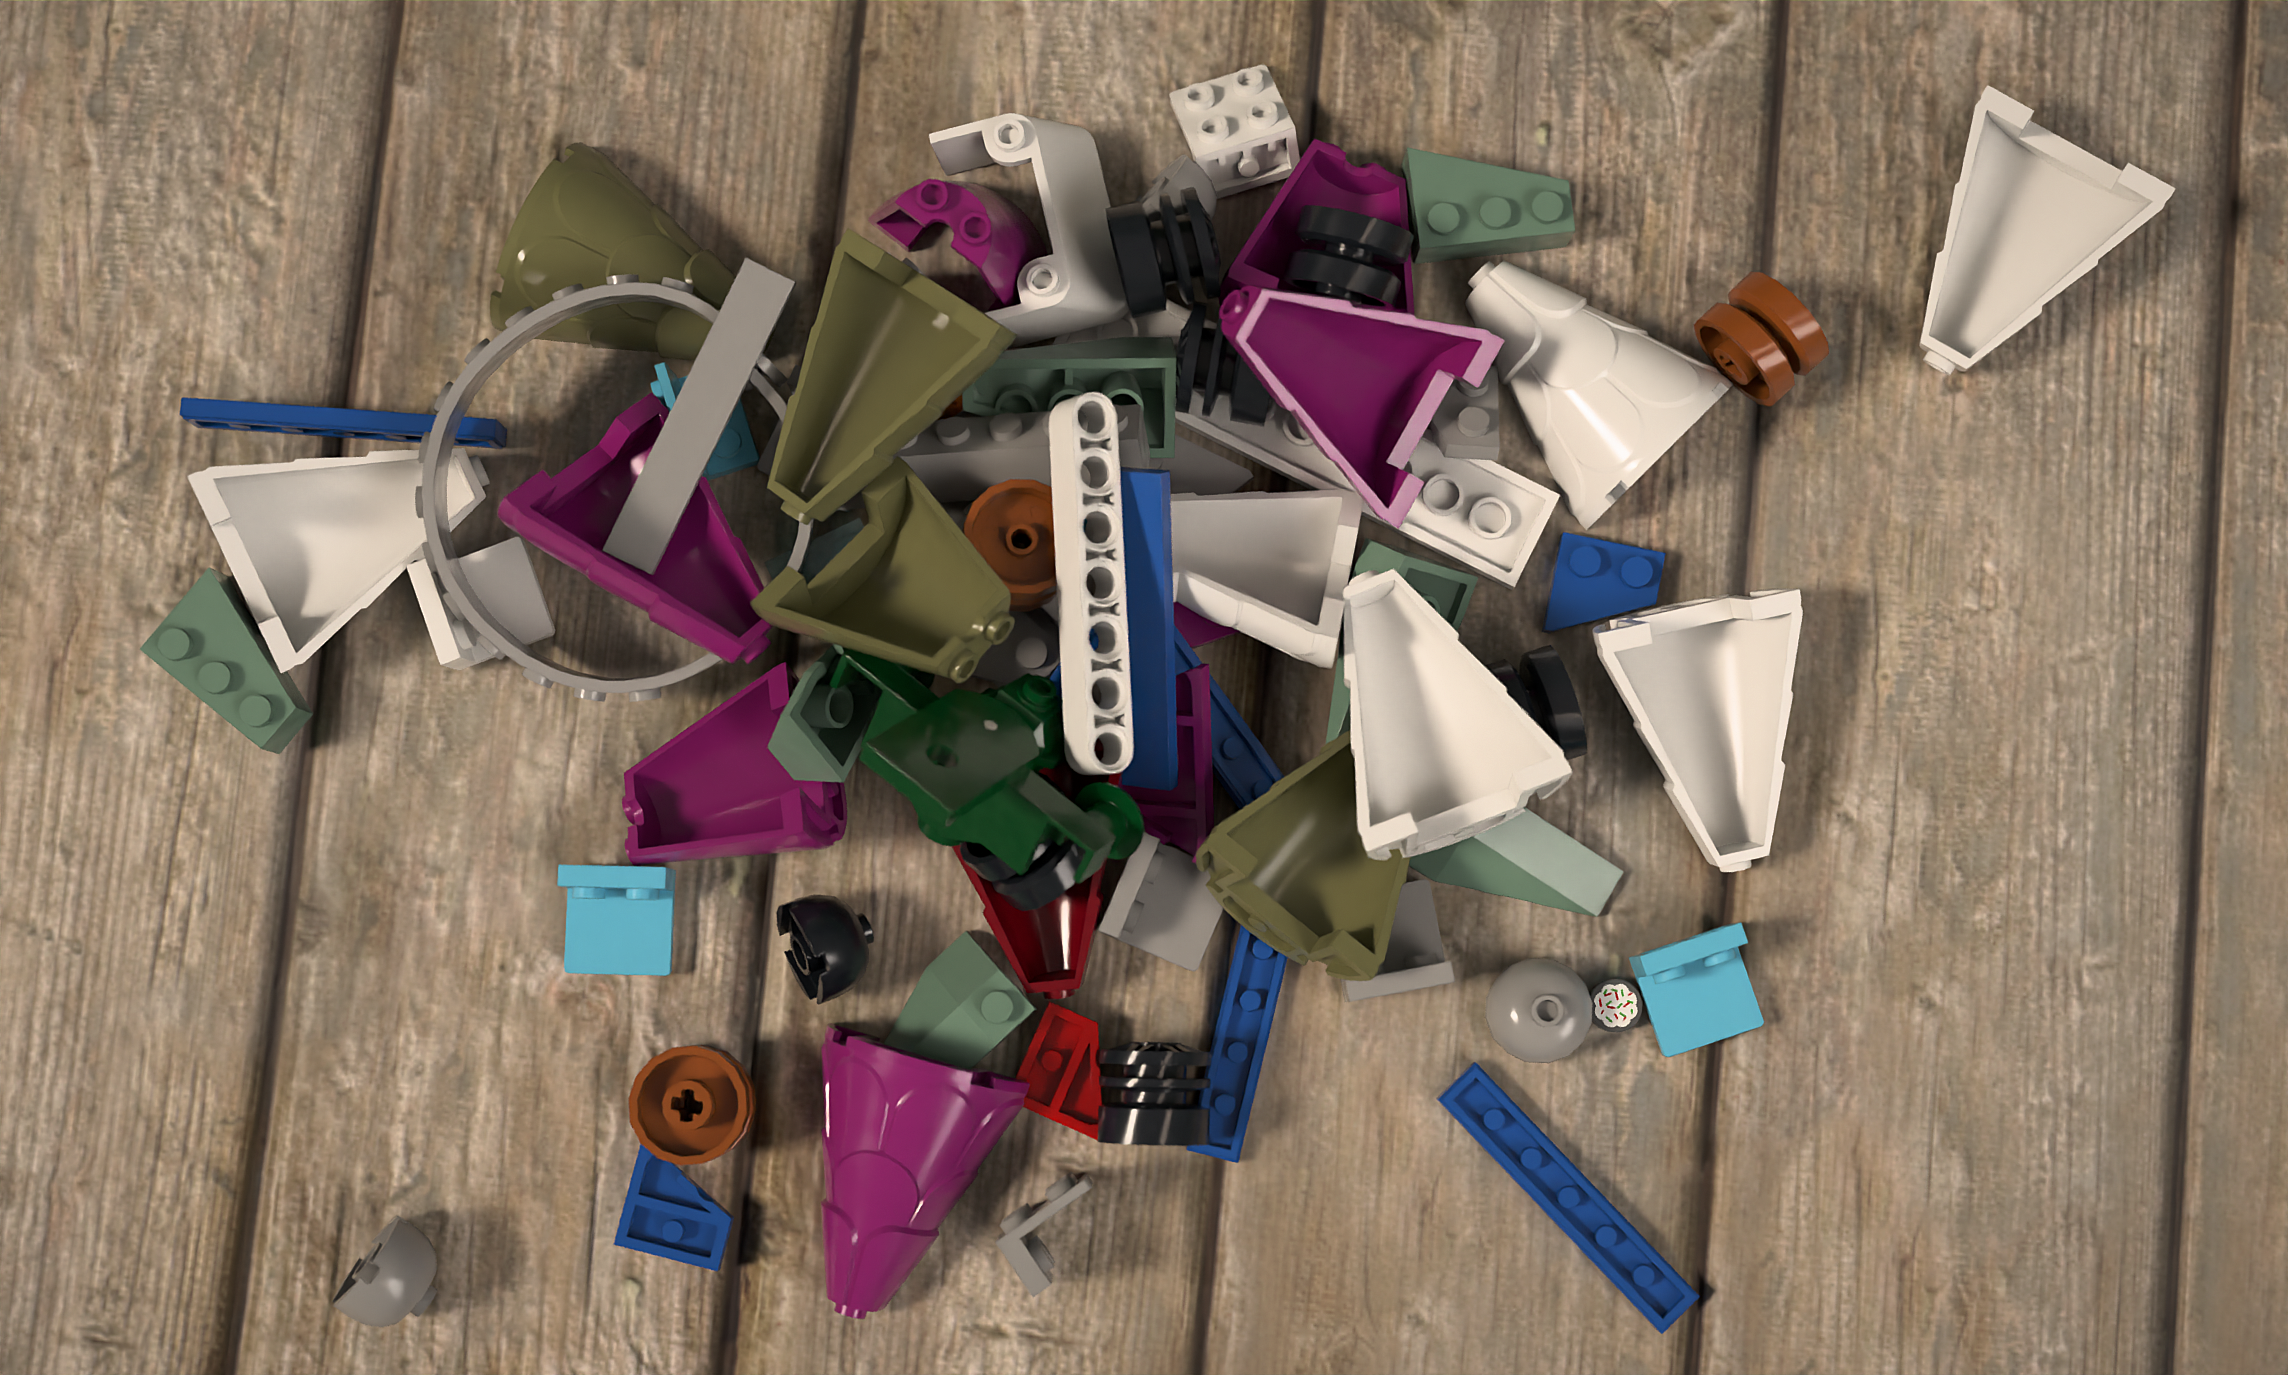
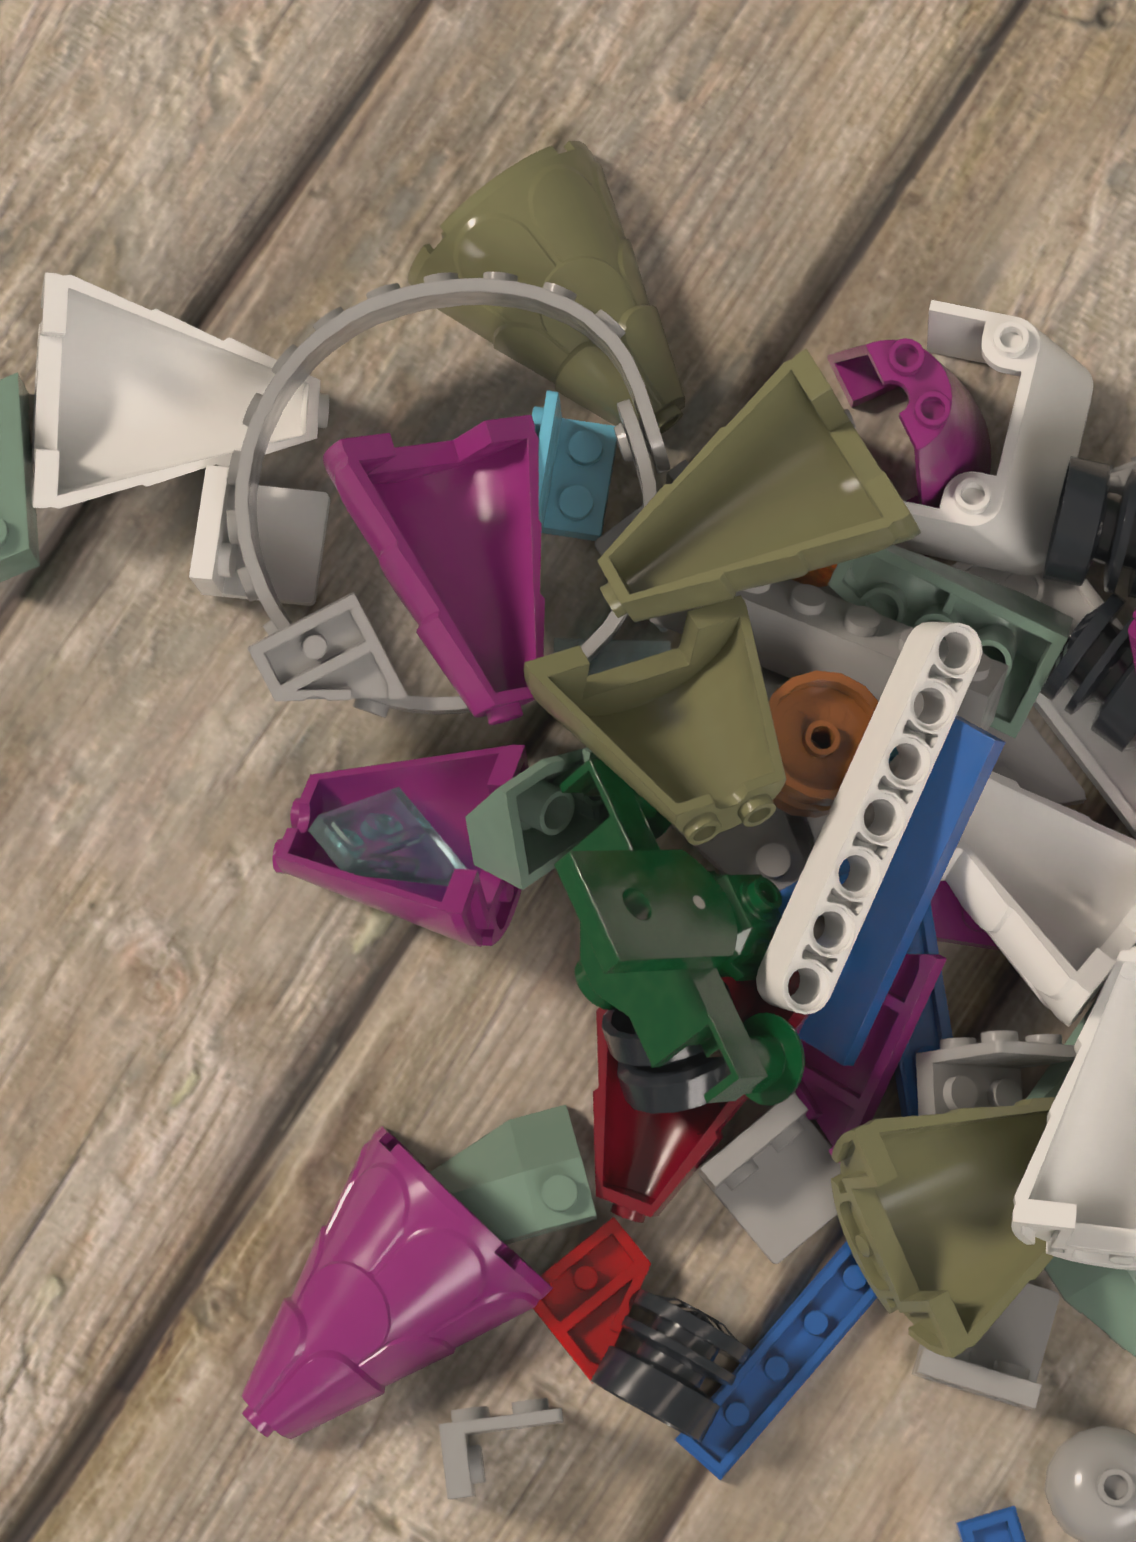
camera: 35 degrees right, 5 degrees down
(334, 422) = (208, 295): blue tile -> none
(588, 675) = (327, 657): none -> light grey wing
(618, 919) = (231, 914): medium azure bracket -> none
(660, 1108) = (179, 1114): dark orange wheel -> none
(672, 1215) = (131, 1233): blue wing -> none
(699, 416) = (566, 459): light grey tile -> none
(712, 797) = (386, 840): none -> clear light blue wing
(826, 944) = (421, 1044): black cylinder -> none
(1284, 742) = (984, 1072): none -> light grey bracket

